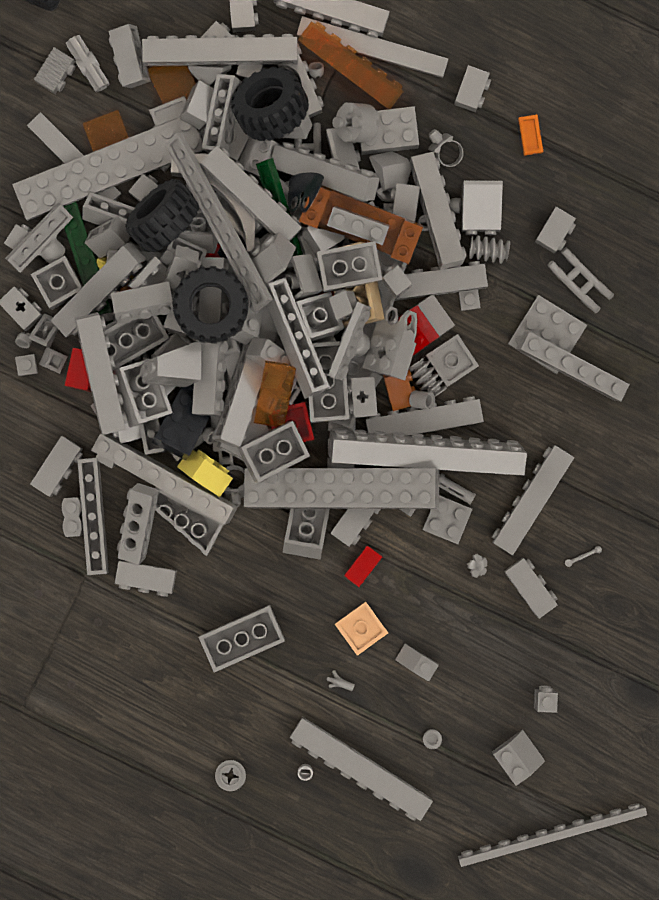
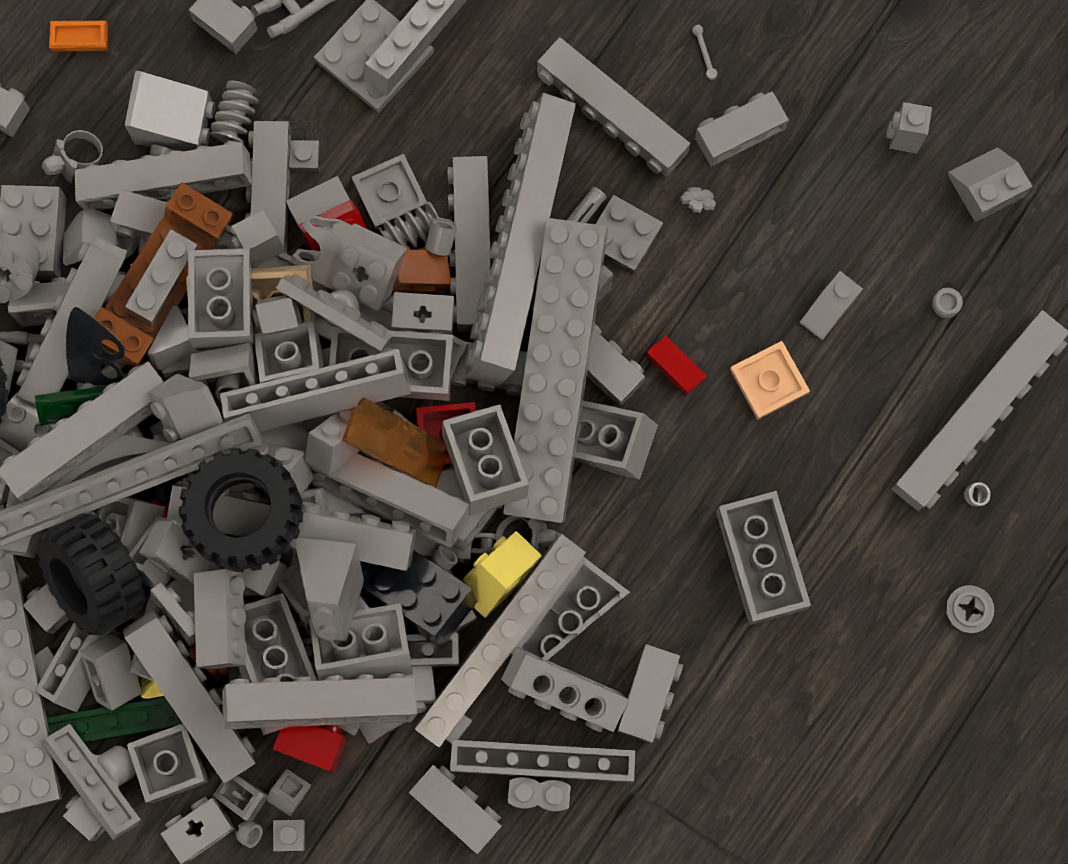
camera: 85 degrees left, 10 degrees down
(339, 682) = (845, 427): light grey bar -> none

